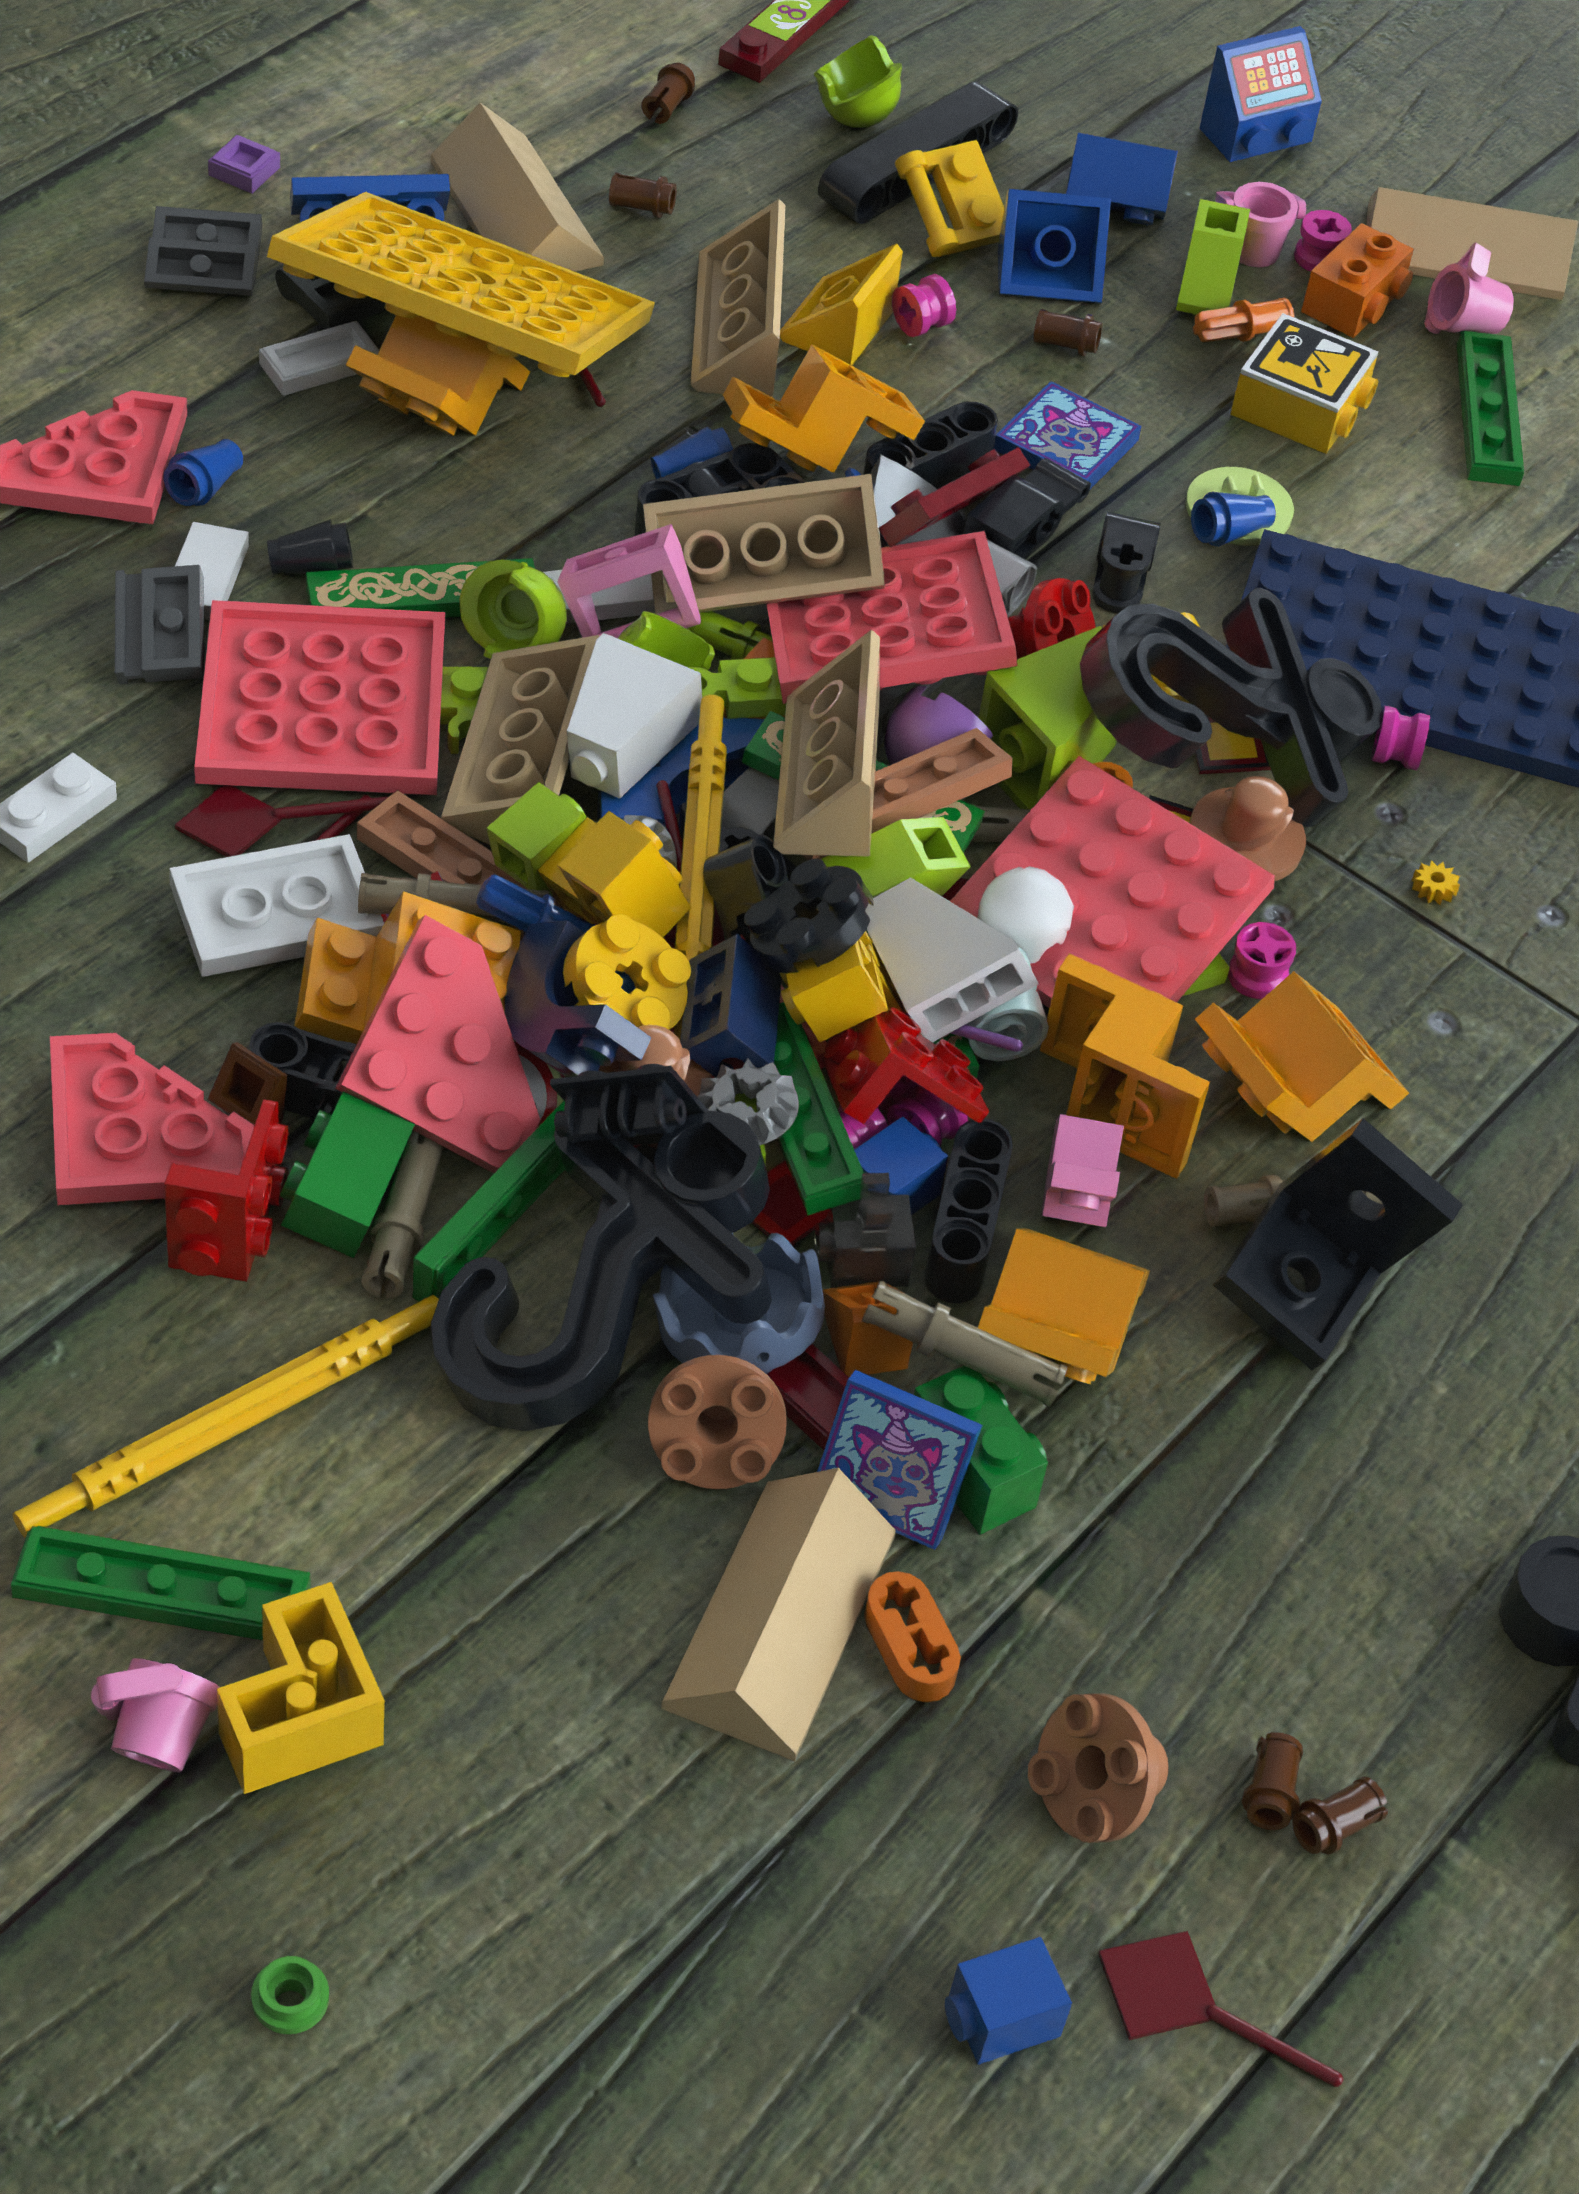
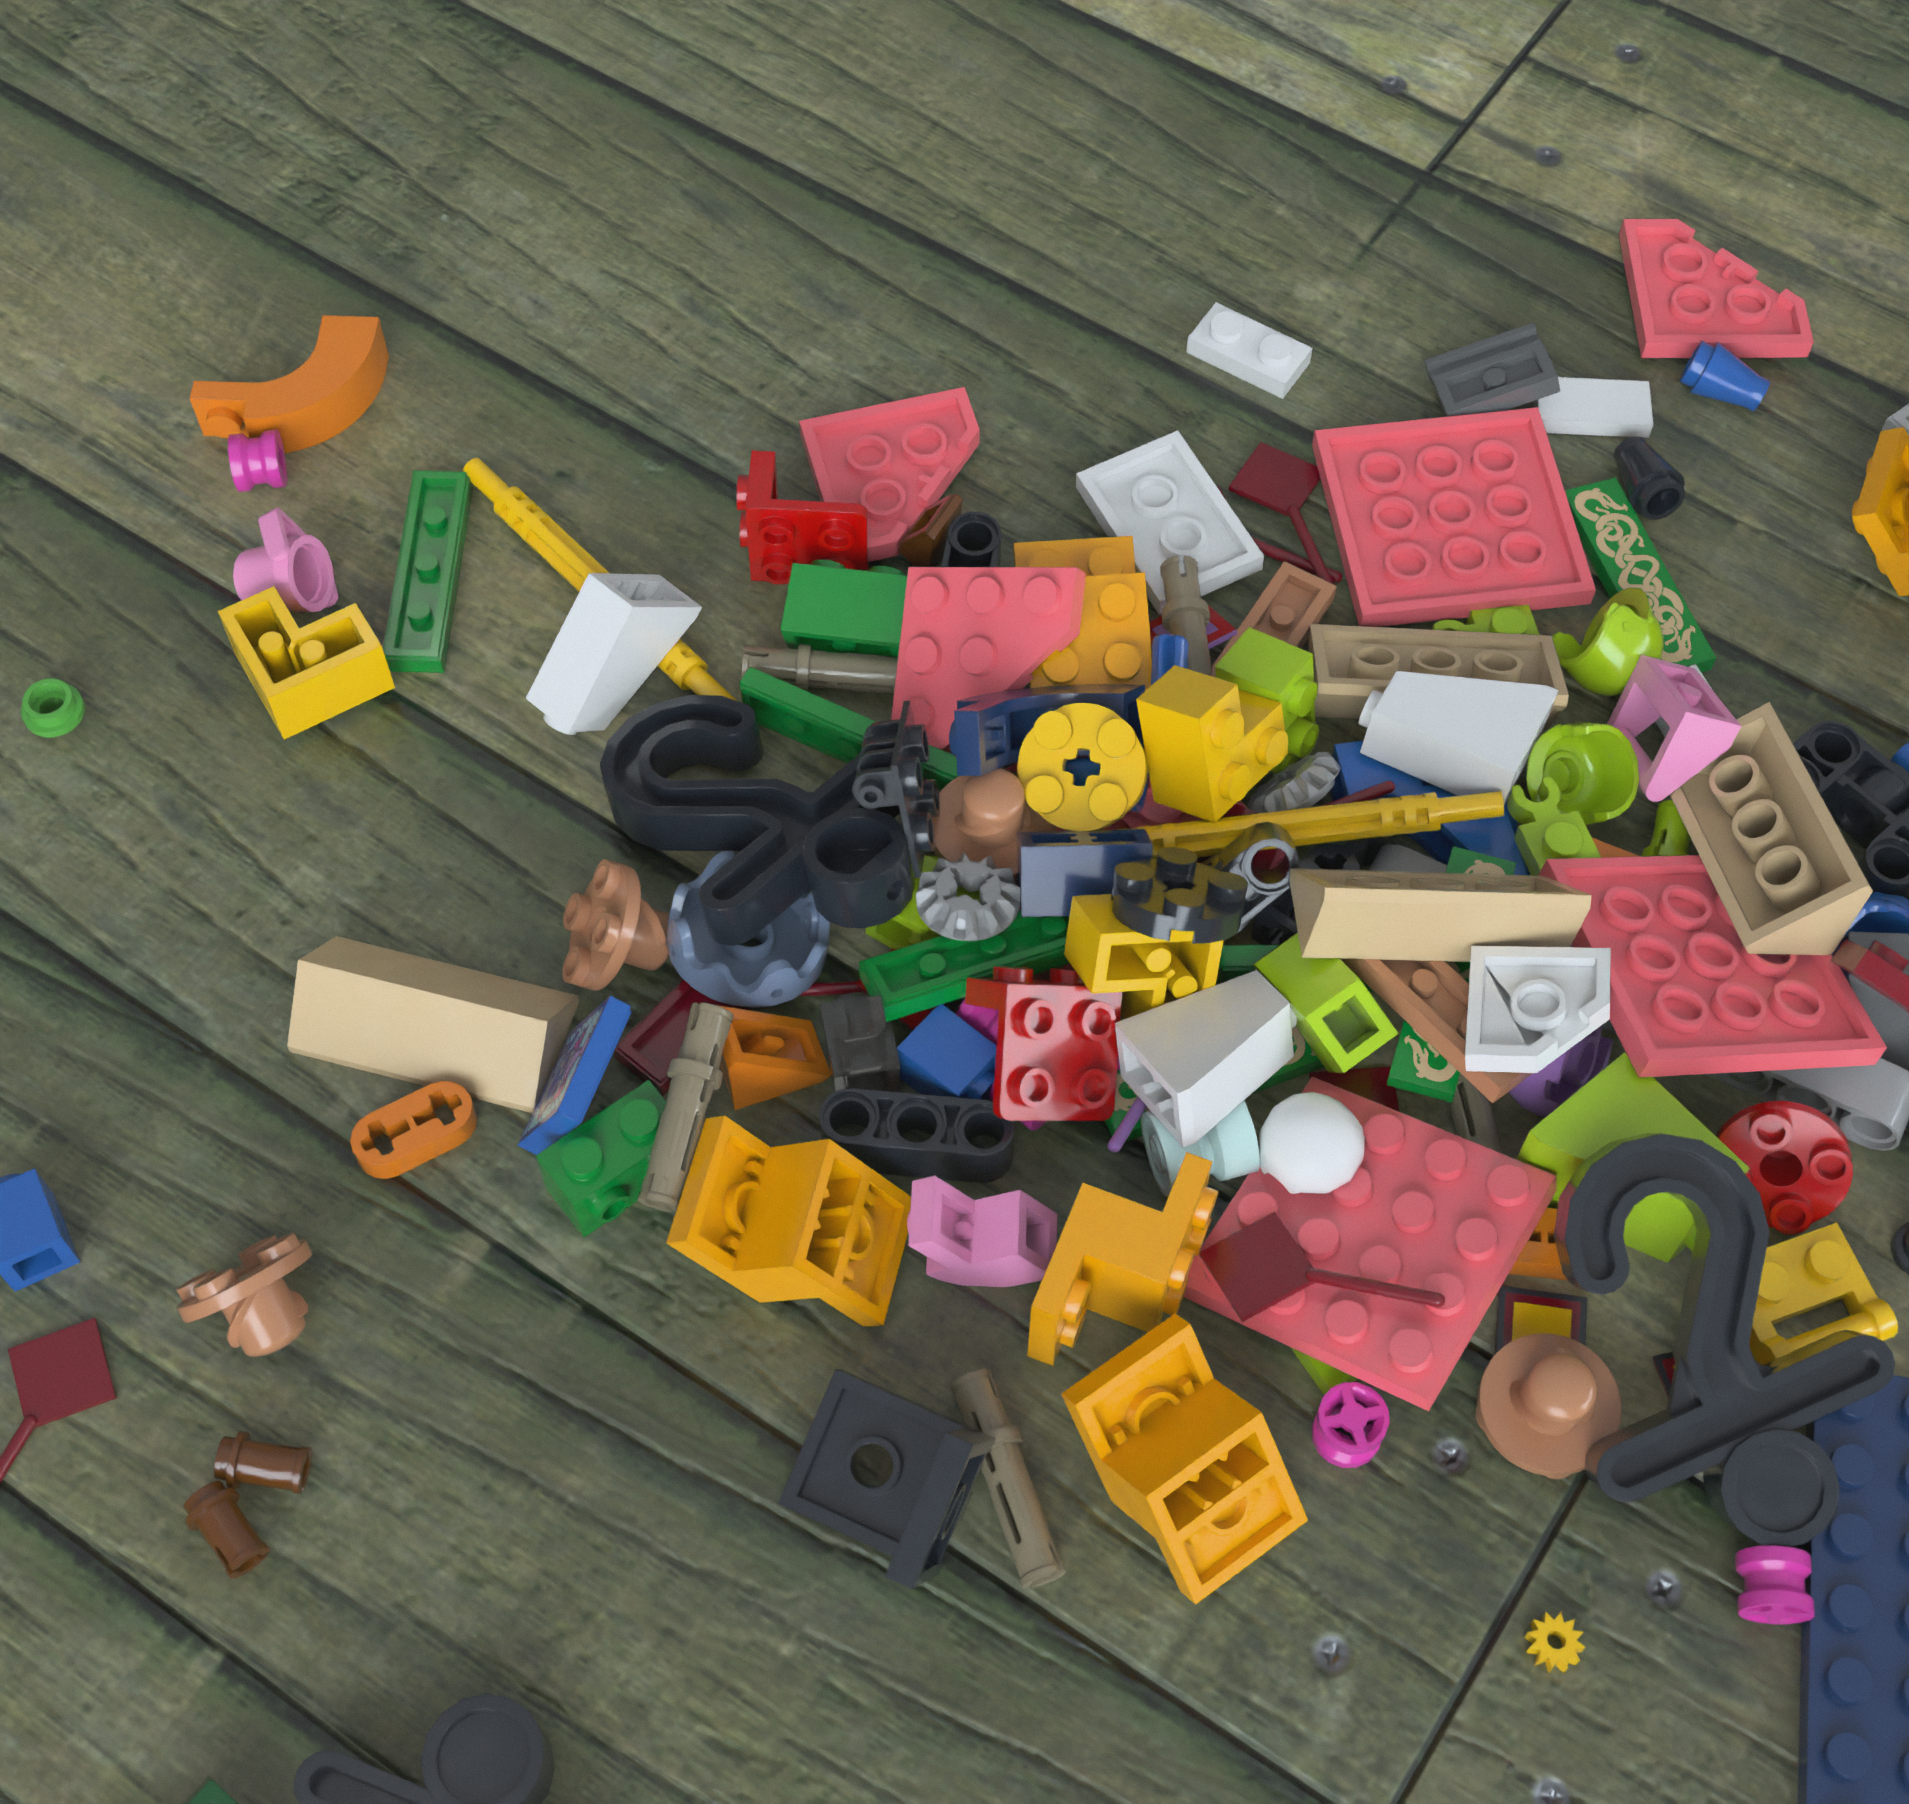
camera: 90 degrees right, 10 degrees up
(365, 1381) = (609, 648): none -> white slope
(946, 710) = (1533, 1004): none -> white plate
(1143, 956) = (1267, 1266): none -> dark red piece

